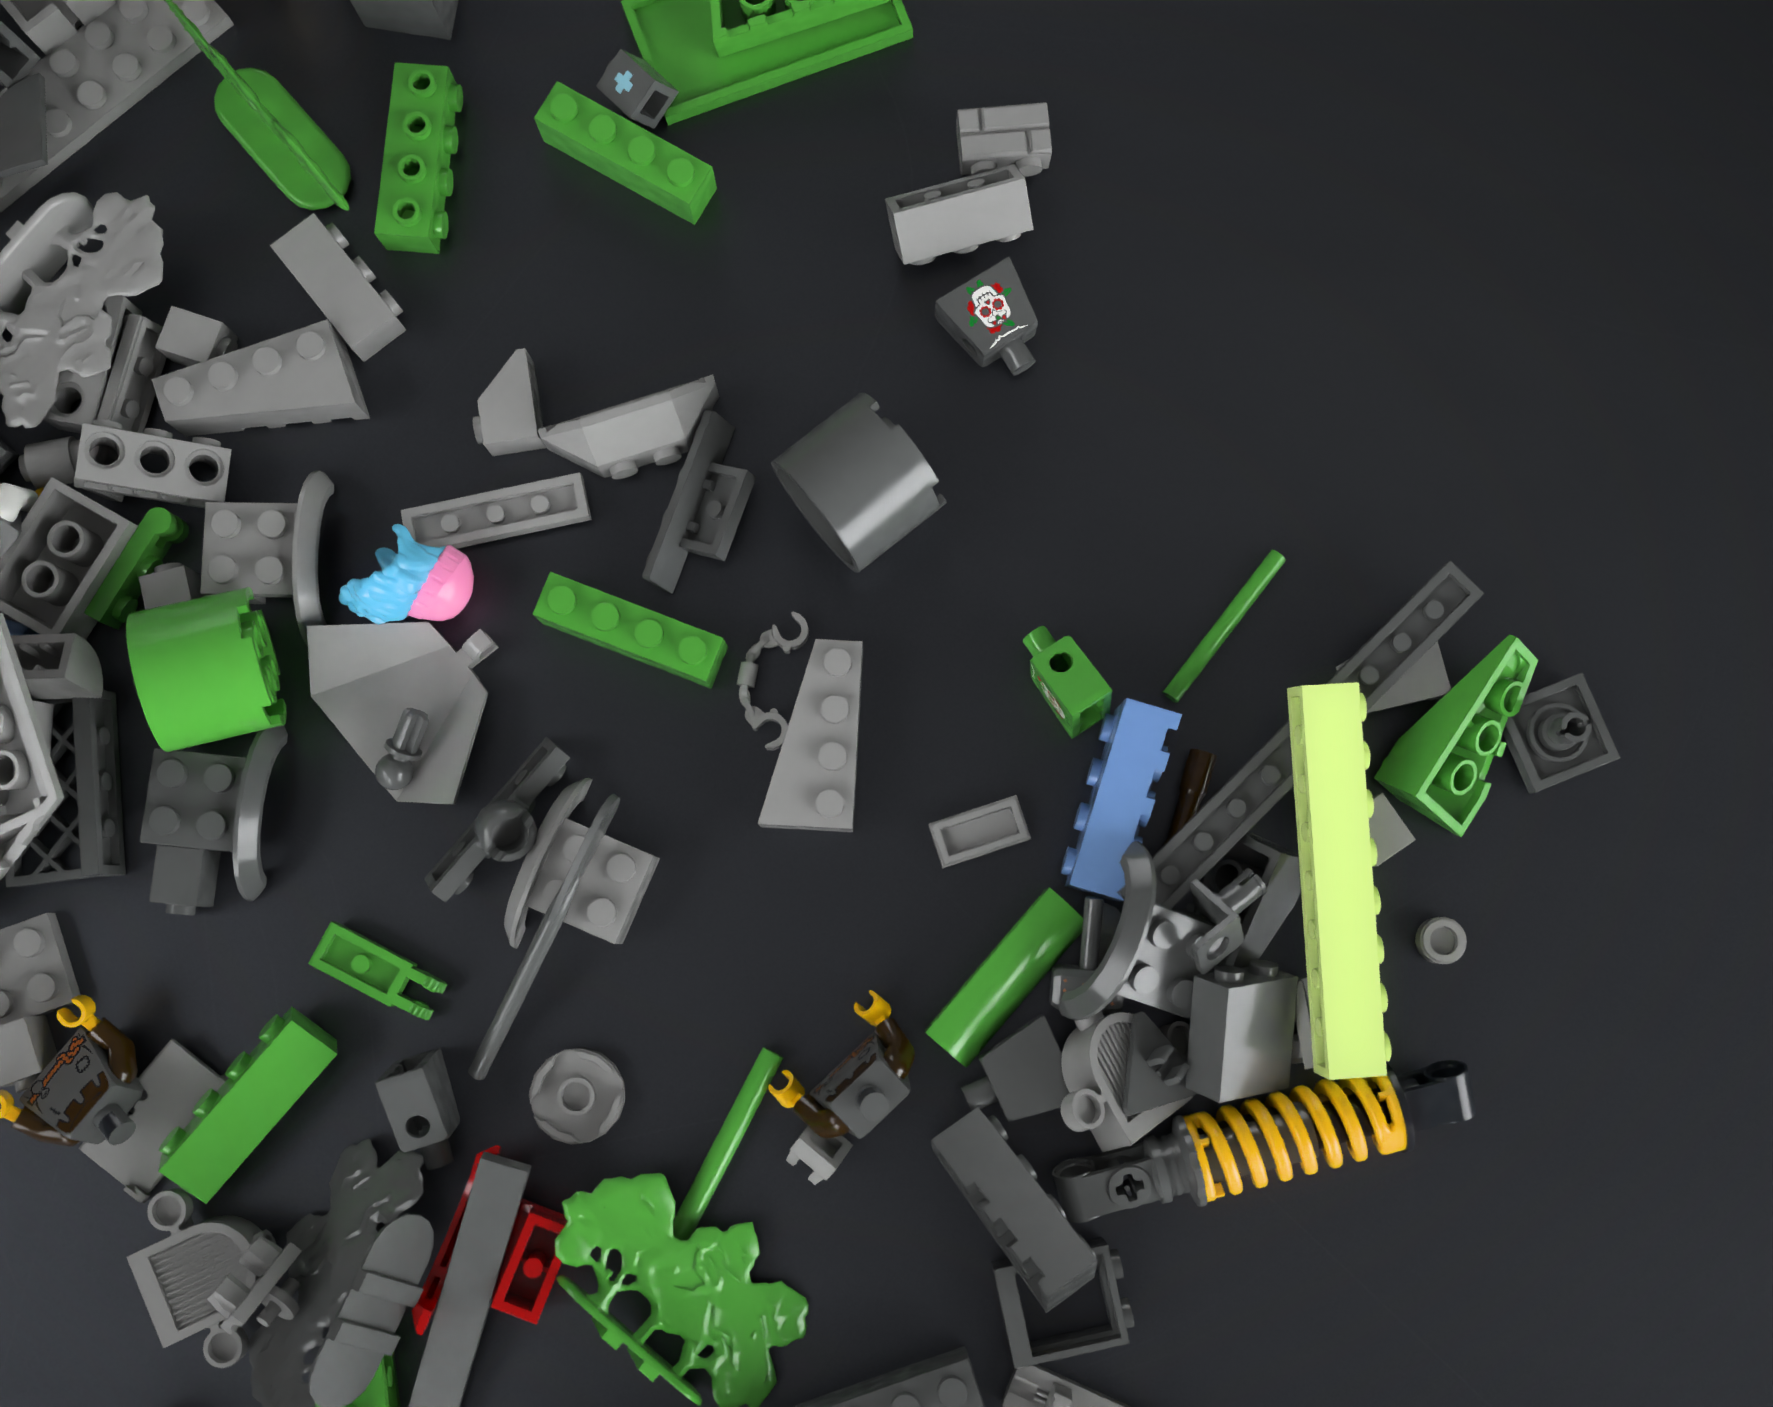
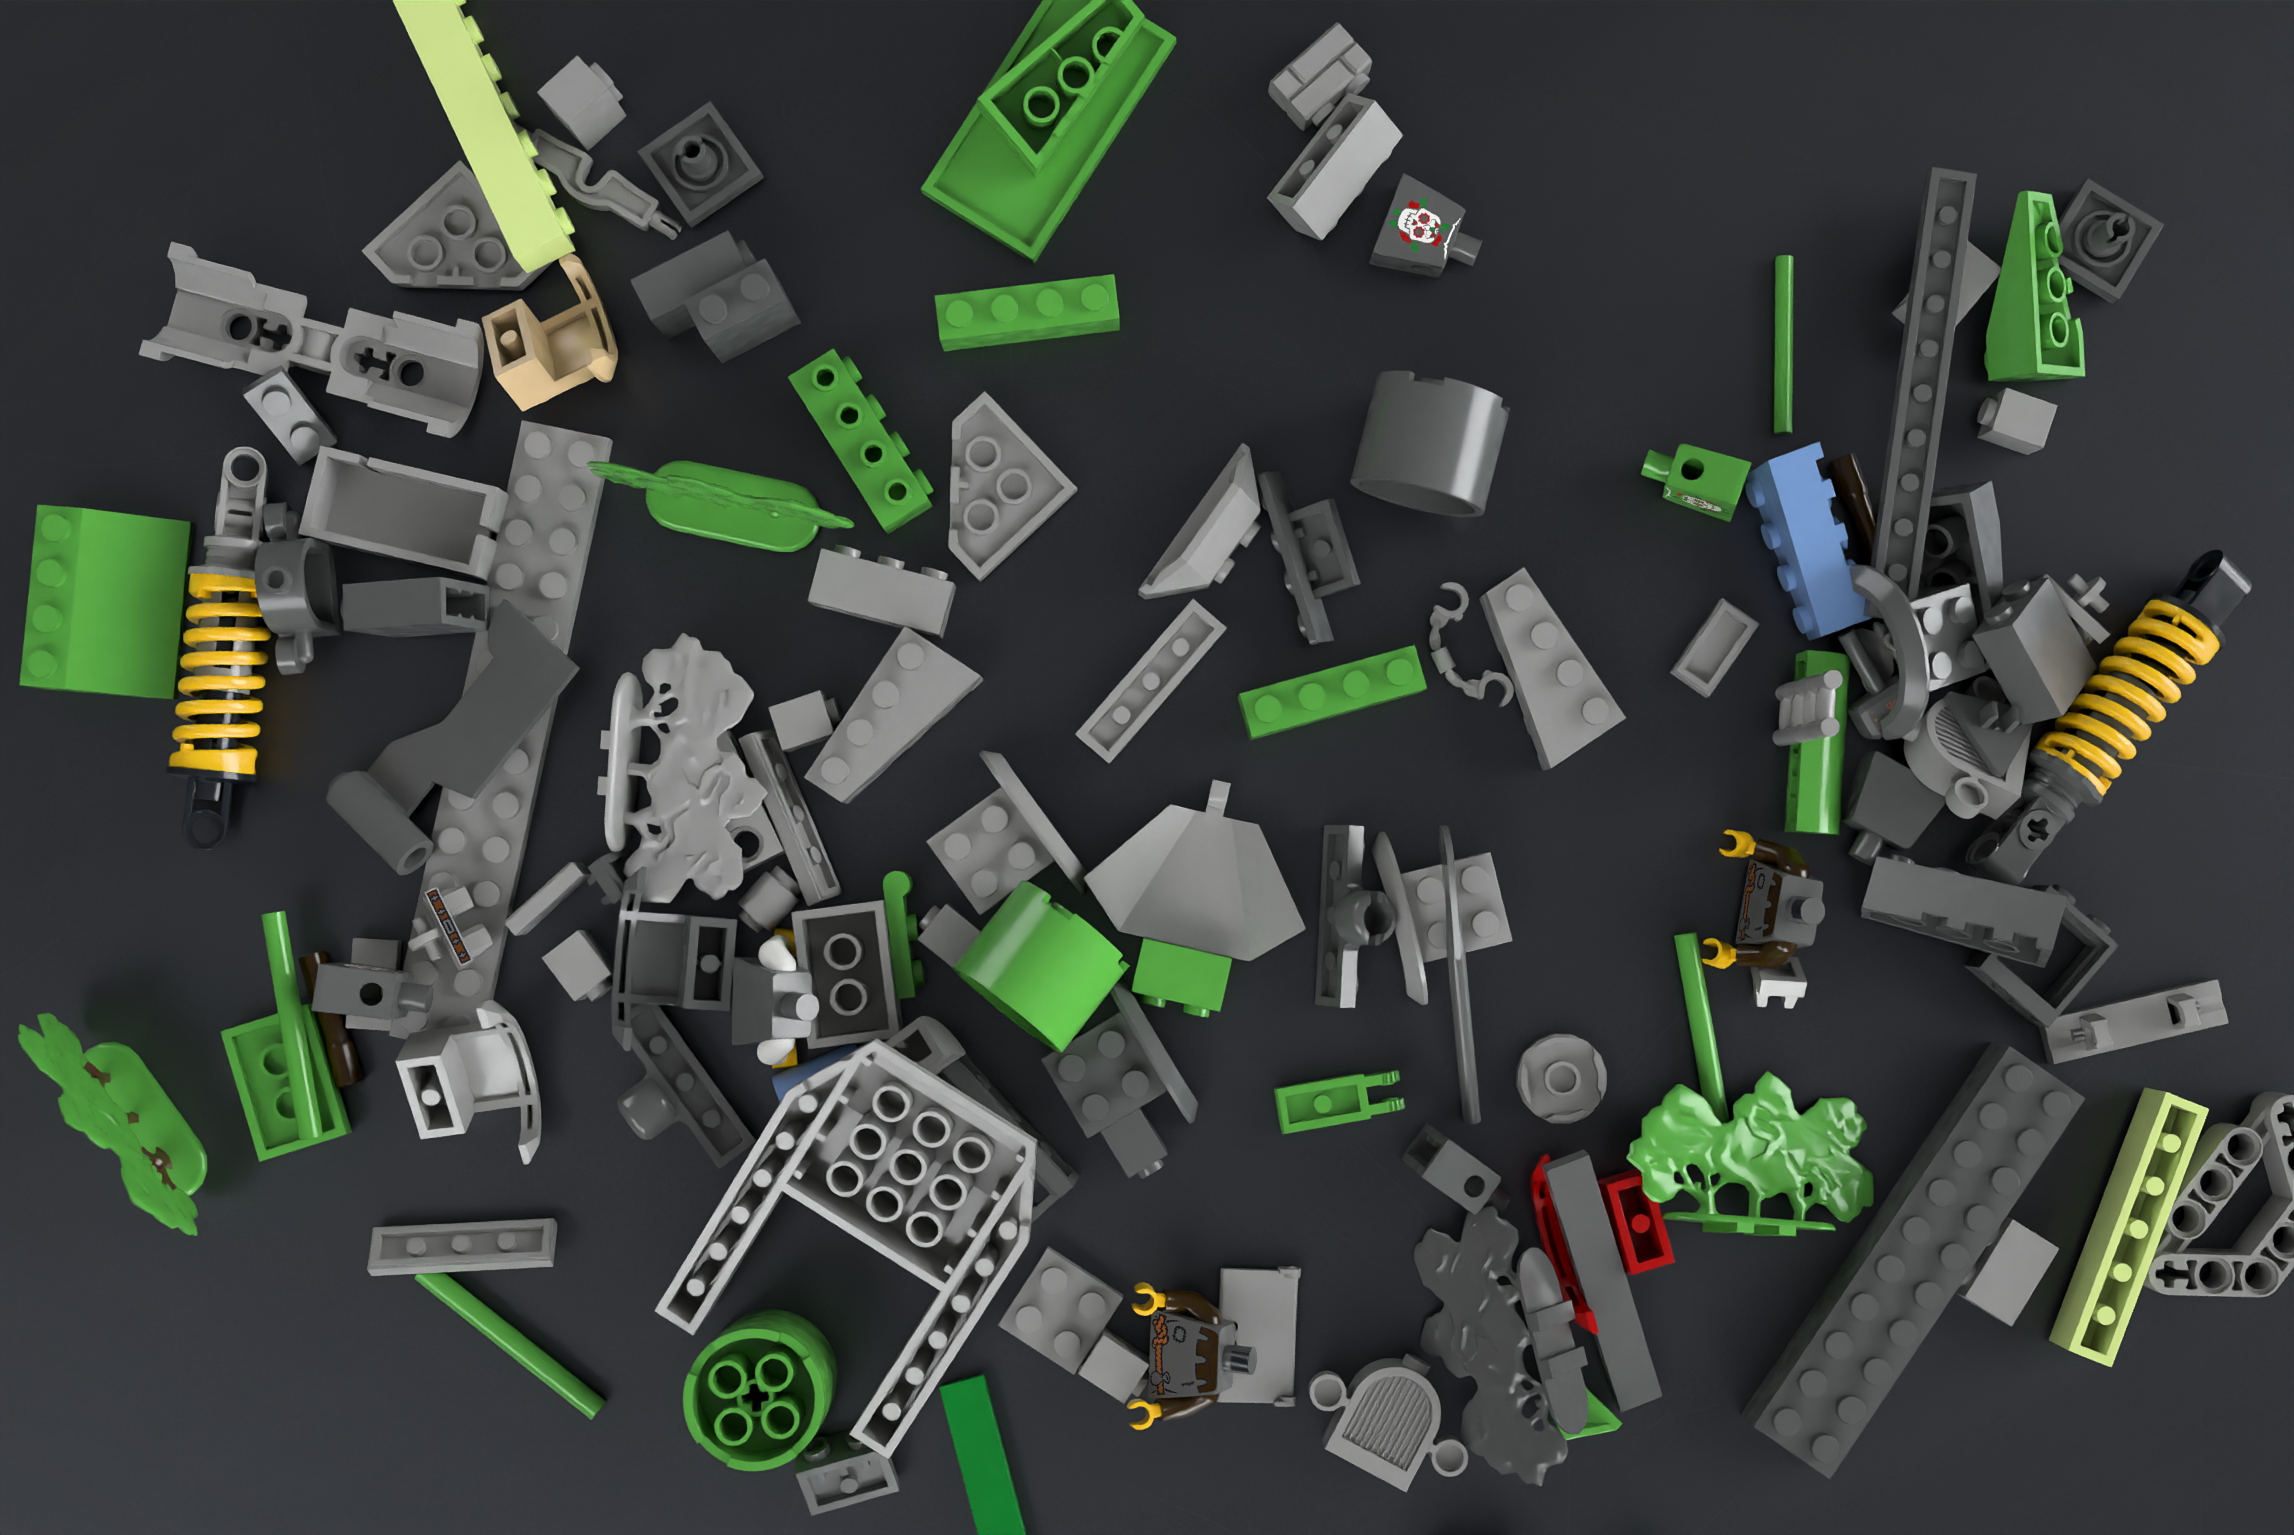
camera: 40 degrees left, 5 degrees up
(131, 479) = (849, 864): light grey brick -> none
(239, 1302) = (1456, 1390): light grey hips -> none
(247, 1105) = (1322, 1271): bright green brick -> none
(328, 770) = (1181, 976): none -> bright green brick
(395, 769) = (1232, 937): dark grey axle -> none
(412, 583) = (1137, 784): medium azure hair -> none
(496, 273) = (997, 487): none -> light grey plate
(510, 409) = (1099, 589): light grey slope -> none
(637, 88) = (996, 253): dark grey brick -> none
(1003, 930) = (1807, 708): none -> light grey bar
(1223, 911) = (1959, 570): dark grey bracket -> none
(1338, 881) = (2027, 480): yellowish green brick -> none
(1440, 940) = (2126, 468): light grey tile -> none

